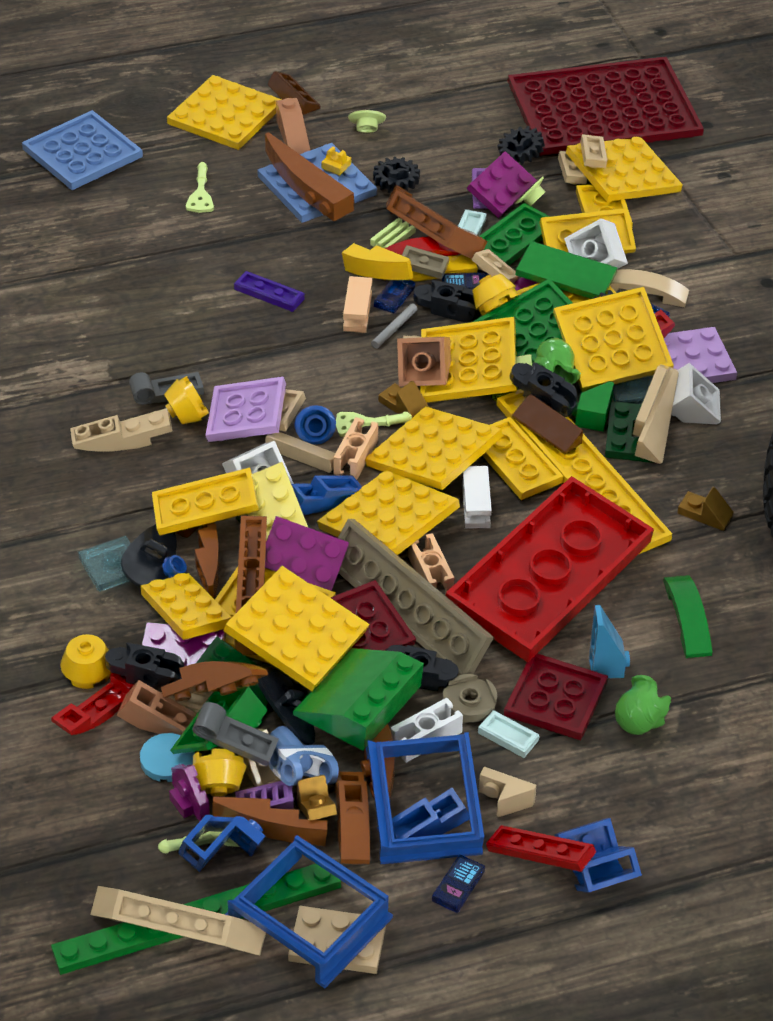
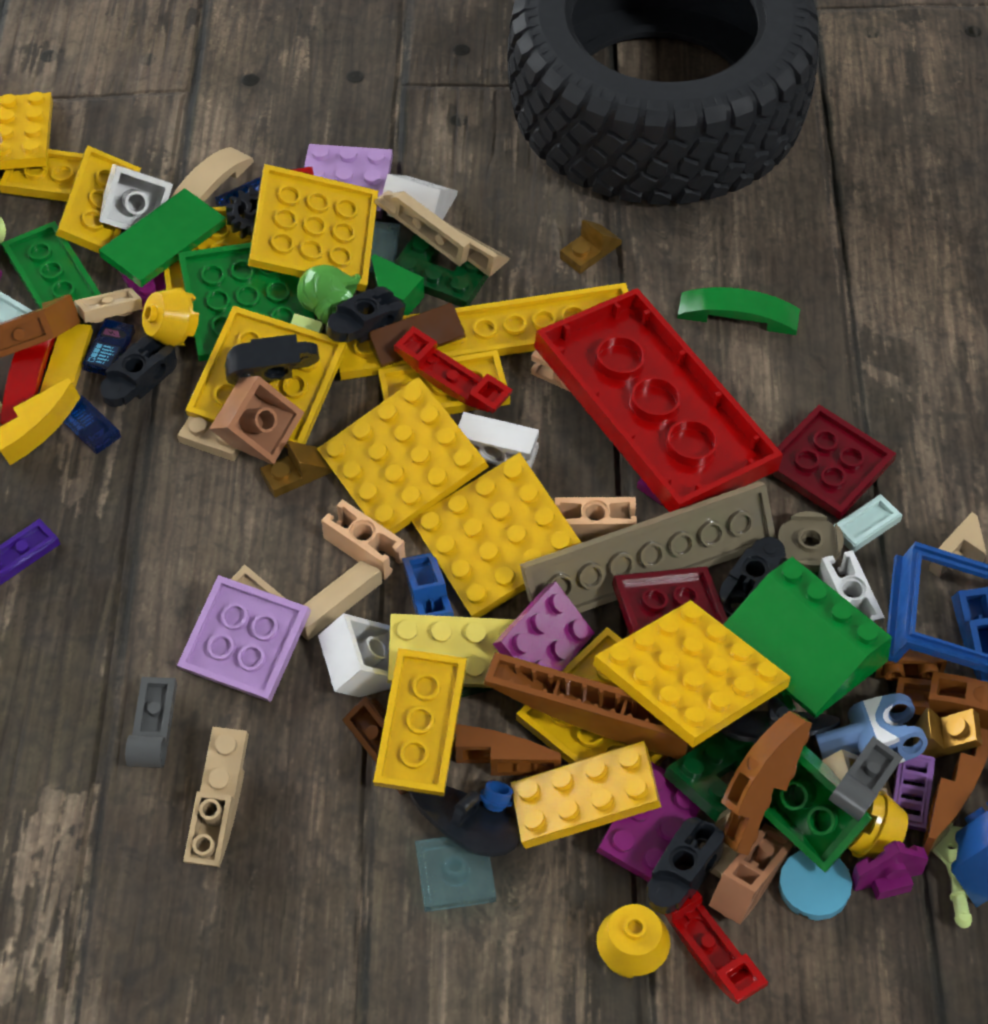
camera: 70 degrees left, 10 degrees up
(185, 402) = (203, 703): yellow cone -> none
(315, 424) = (302, 569): blue hat -> none
(357, 304) = (97, 465): light nougat piece -> none
(387, 420) = (310, 521): yellowish green piece -> none
(394, 325) = (149, 441): light grey bar -> none
(426, 262) = (71, 363): dark tan plate -> none
(471, 345) = (269, 358): none -> black piece
(521, 448) = (448, 375): none -> red slope
(607, 647) = (793, 390): dark azure slope -> none
(641, 707) = (880, 386): bright green hair -> none

